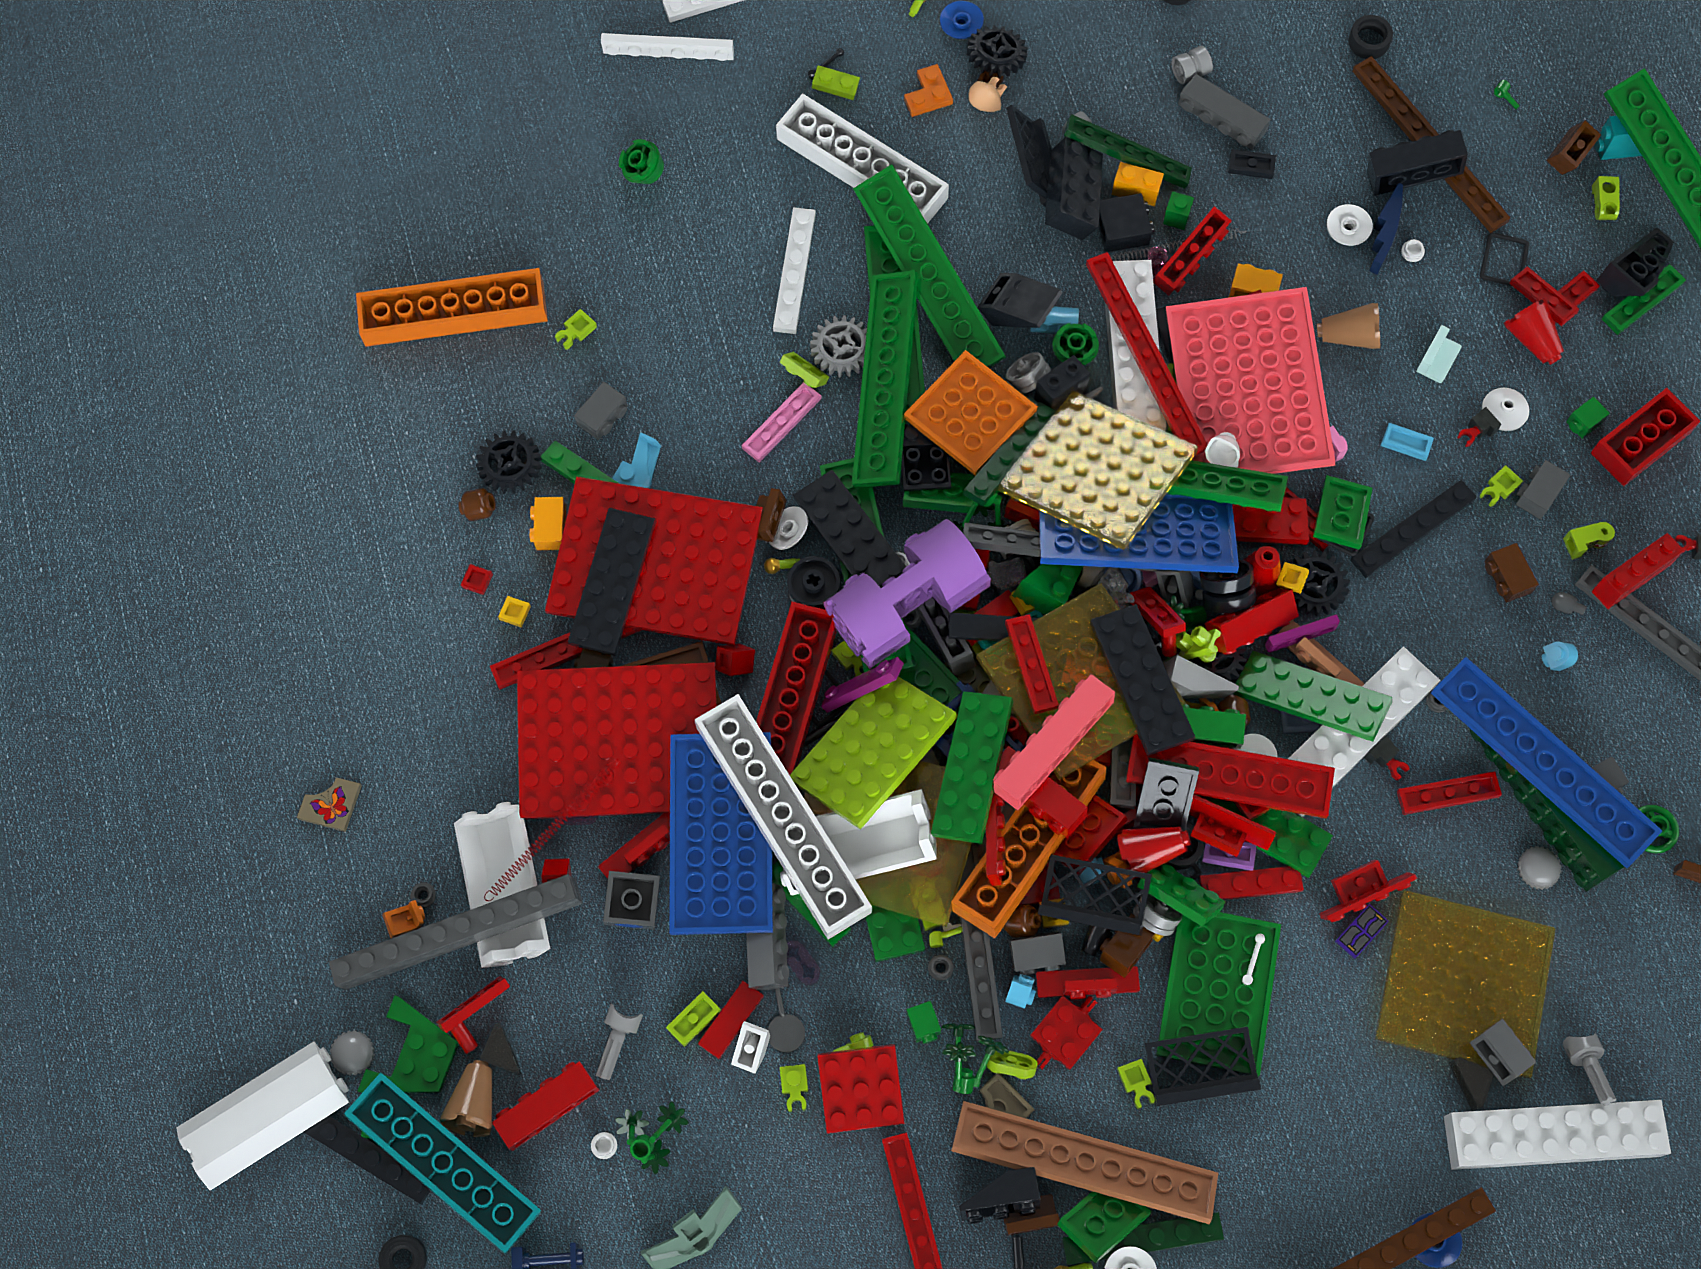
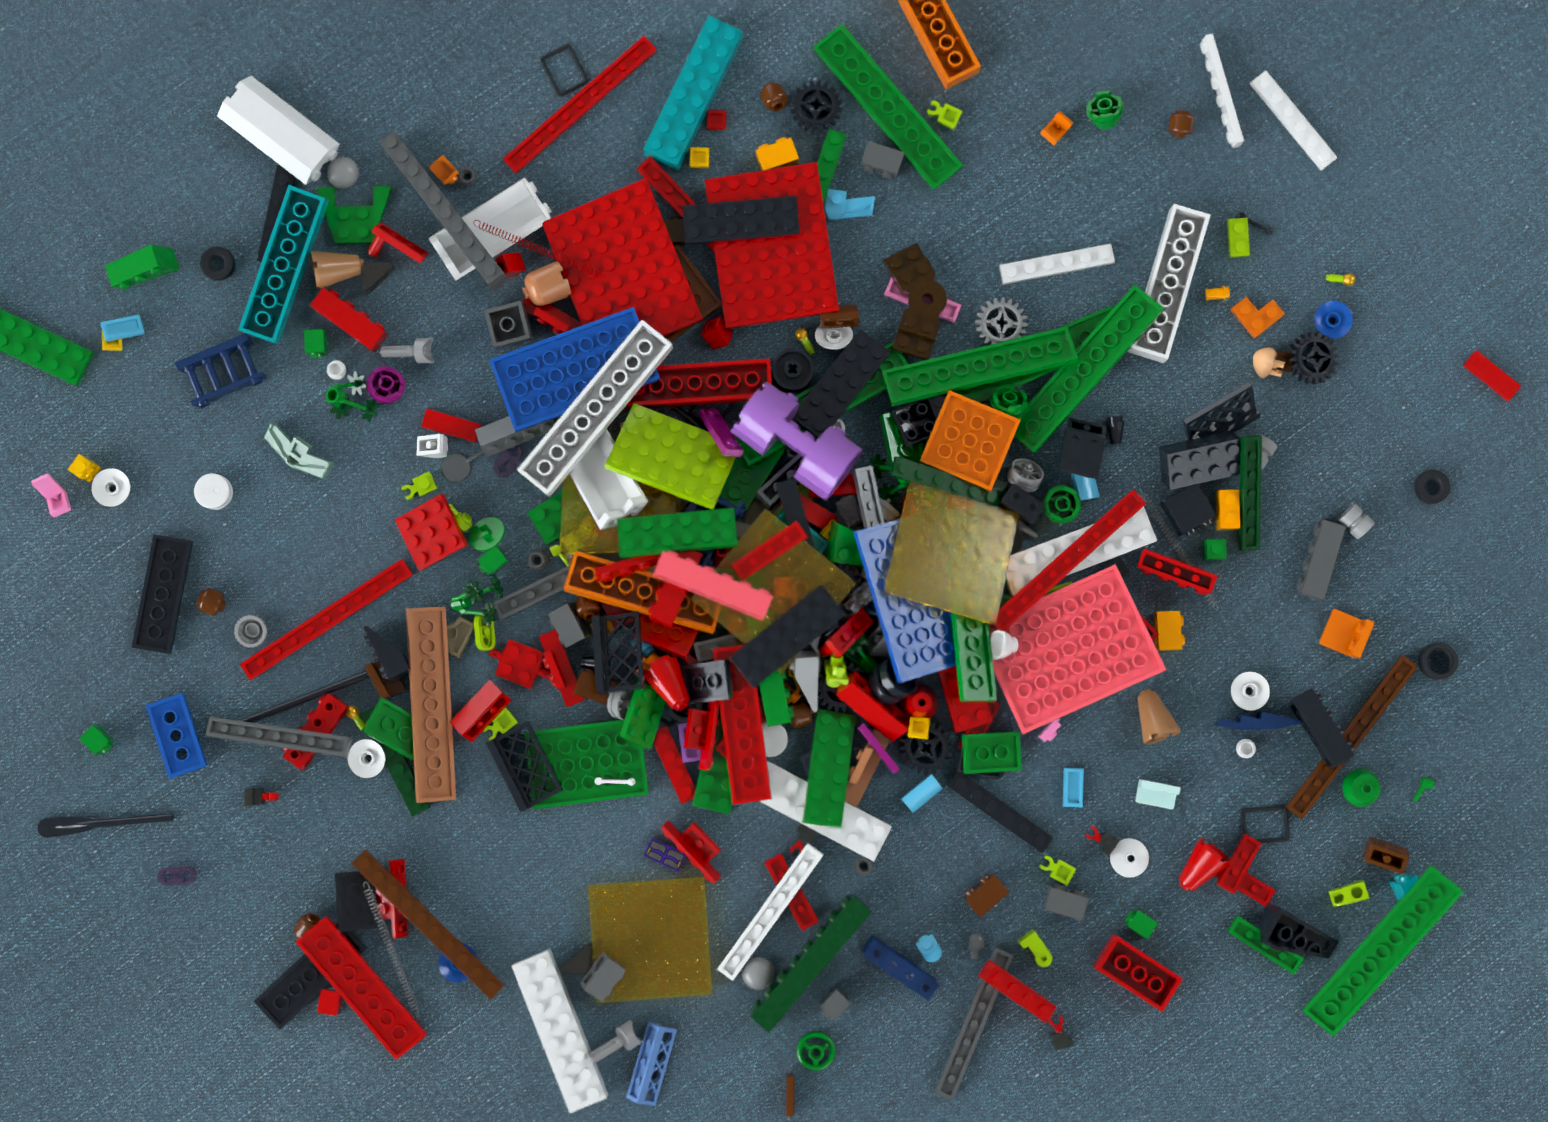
camera: 70 degrees right, 15 degrees up
(331, 807) = (510, 87): dark tan tile -> none
(337, 717) = (577, 63): none -> black piece
(392, 731) = (580, 104): none -> red plate
(435, 592) = (693, 93): none -> teal brick
(540, 386) = (887, 107): none -> green plate
(559, 1159) = (316, 343): none -> green brick
(600, 835) = (546, 285): none -> nougat cylinder
(640, 219) = (1056, 128): none -> orange bracket
(650, 1082) = (385, 384): none -> magenta cone
(687, 96) = (1181, 123): none -> reddish brown head
(693, 1018) = (442, 399): lime plate -> none
(799, 366) = (971, 301): lime plate -> none
(810, 427) = (919, 322): none -> dark brown plate
(886, 1018) = (487, 534): none -> green piece
(891, 116) = (1217, 293): none -> light orange pin
(936, 359) = (1009, 400): none -> green cone
(1005, 265) = (1115, 429): none -> black cone
(1021, 991) = (537, 622): medium azure plate -> none
(1112, 1100) = (480, 711): none -> red brick
(1158, 258) = (1168, 543): clear pink bush -> none
(1252, 164) = (1280, 597): black plate -> none
(1315, 111) = (1346, 634): none -> orange bracket
(1367, 606) = (921, 793): none -> medium azure brick
(1470, 823) = (770, 911): none -> white plate
(1490, 150) = (1361, 788): none -> green cone
(1546, 762) = (827, 953): blue plate -> none
(1581, 688) = (900, 967): none -> dark blue fence
(1624, 1035) = (647, 1064): none -> medium blue fence

